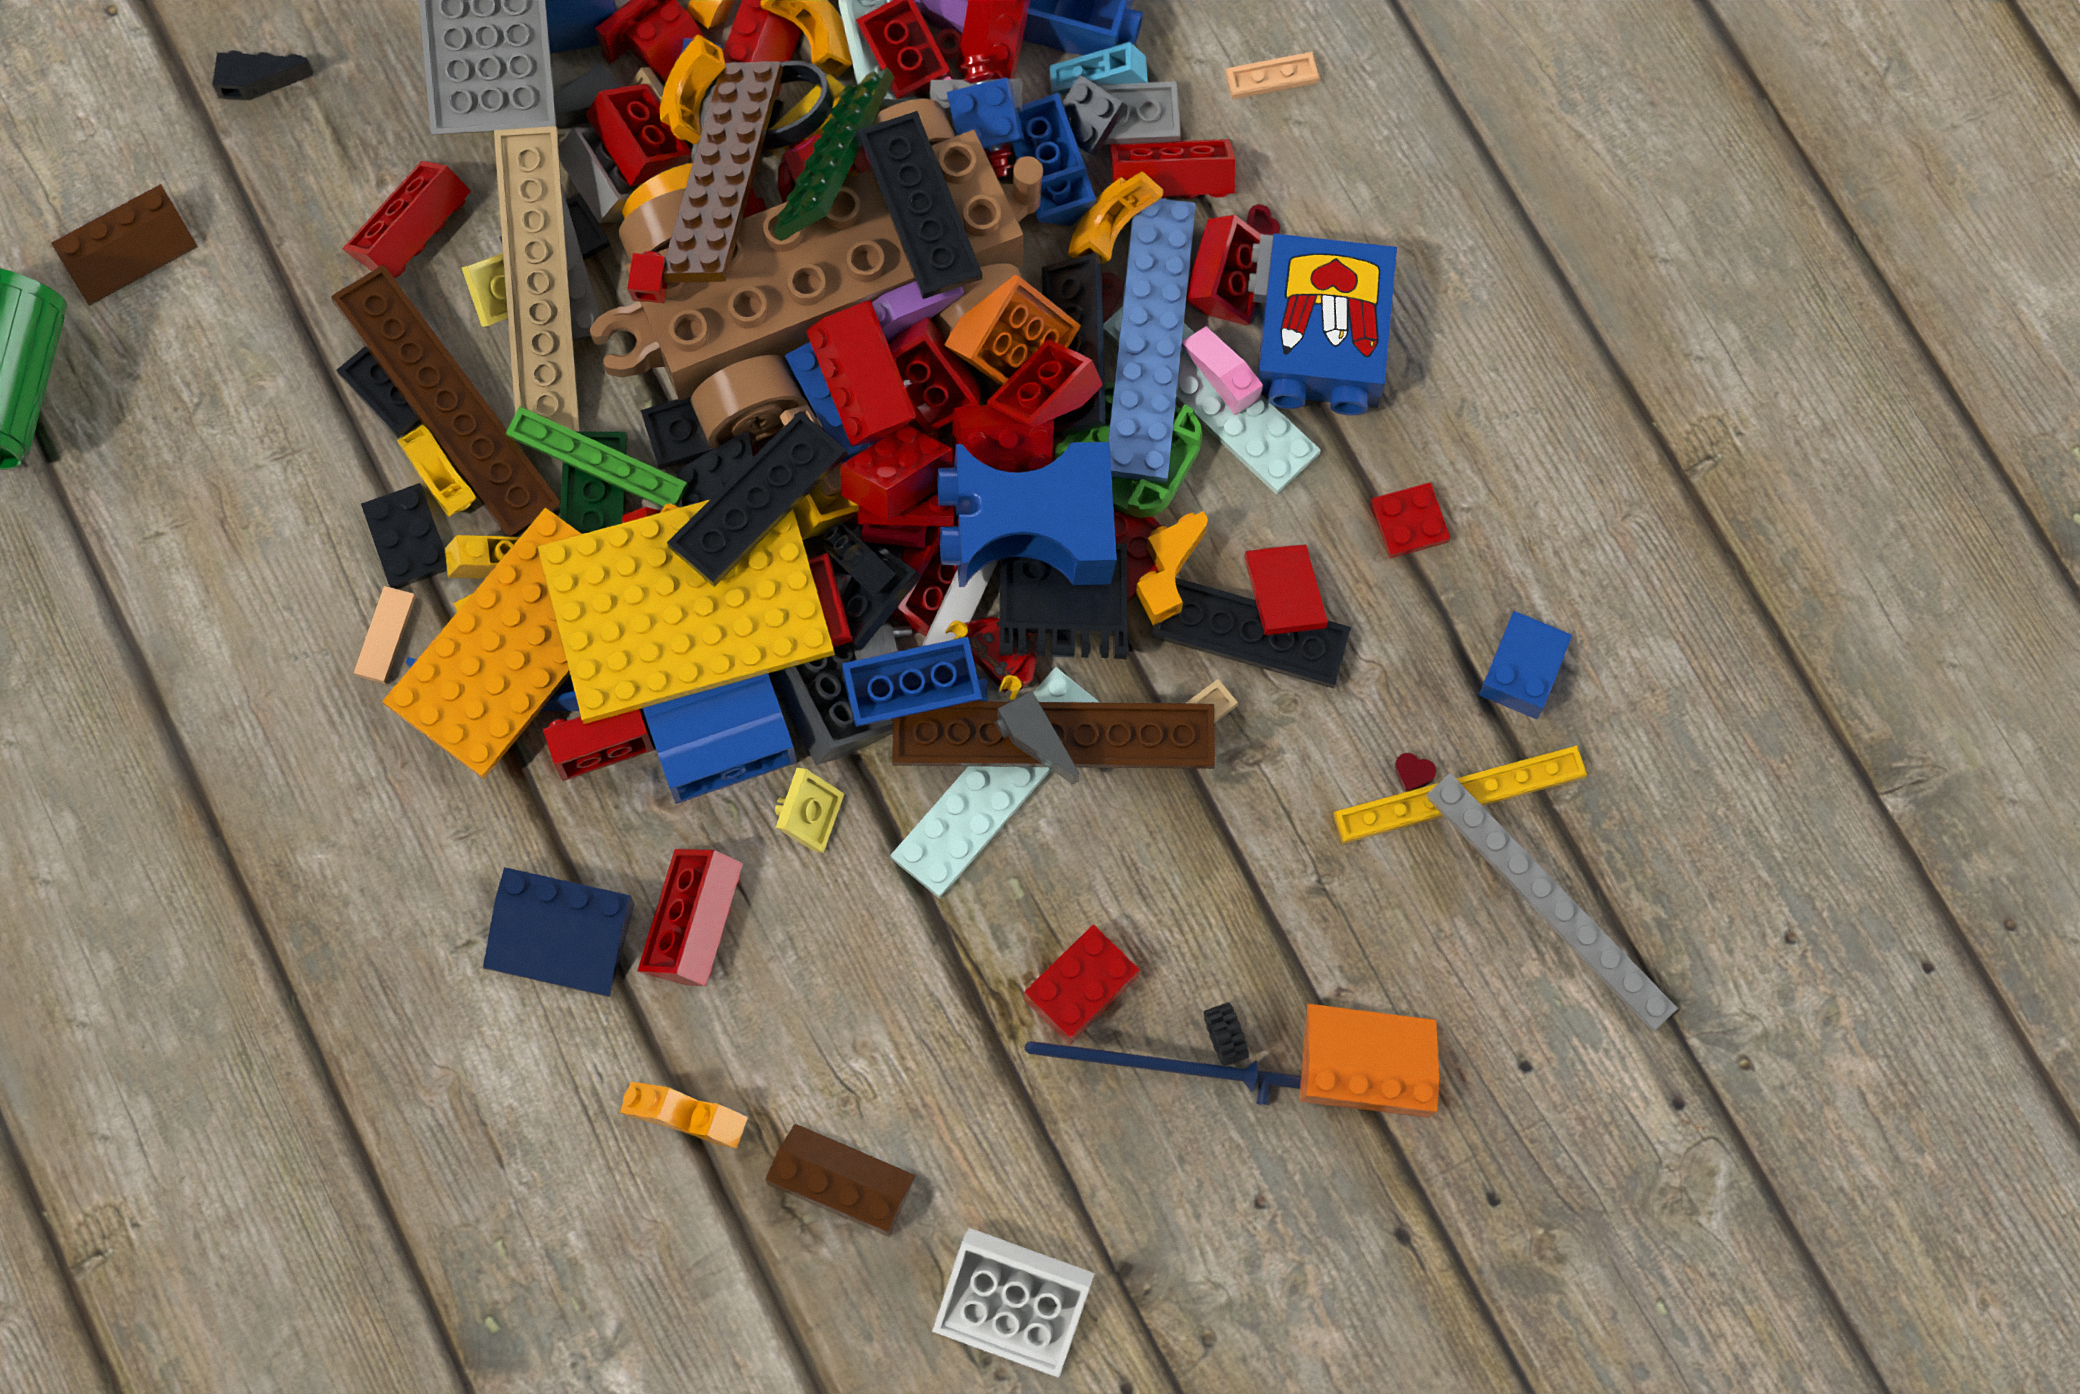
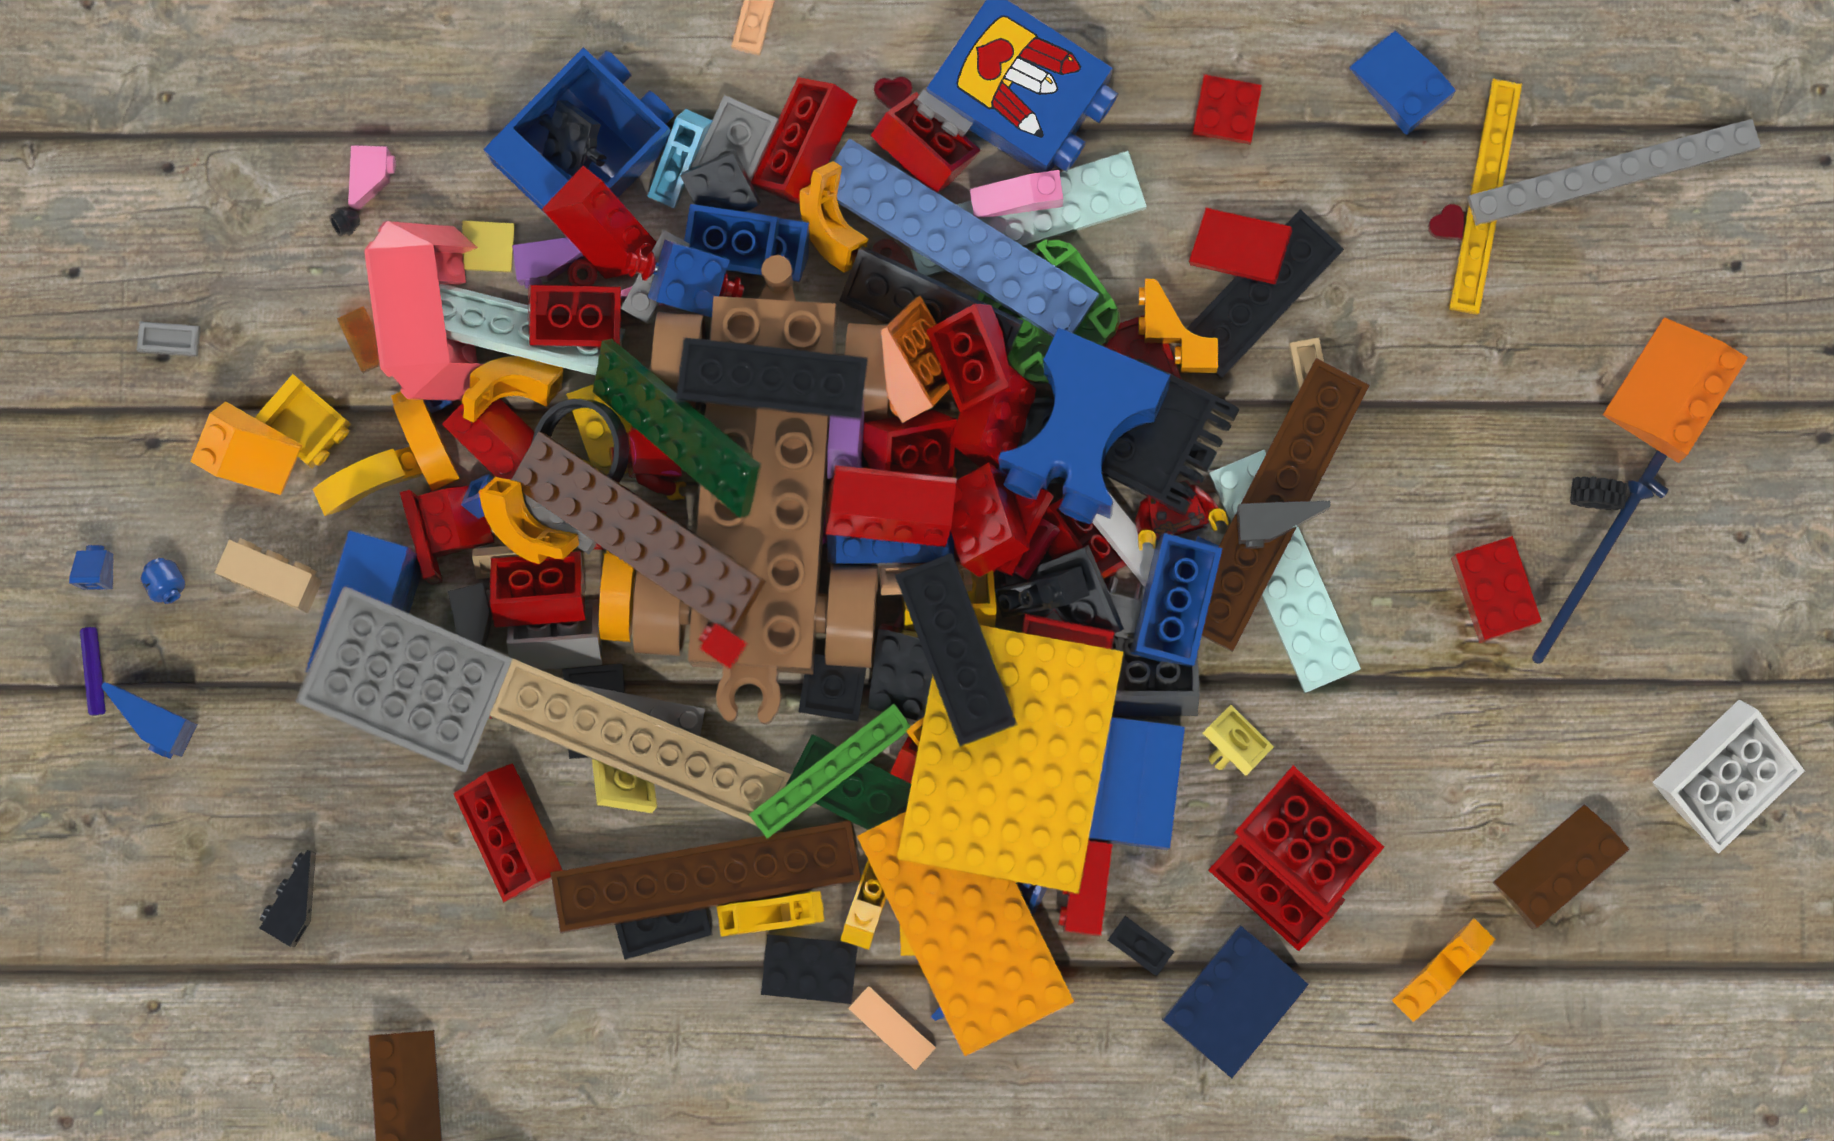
camera: 55 degrees left, 10 degrees up
(569, 820) = (1140, 946): none -> black plate
(743, 919) = (1309, 839): none -> red slope

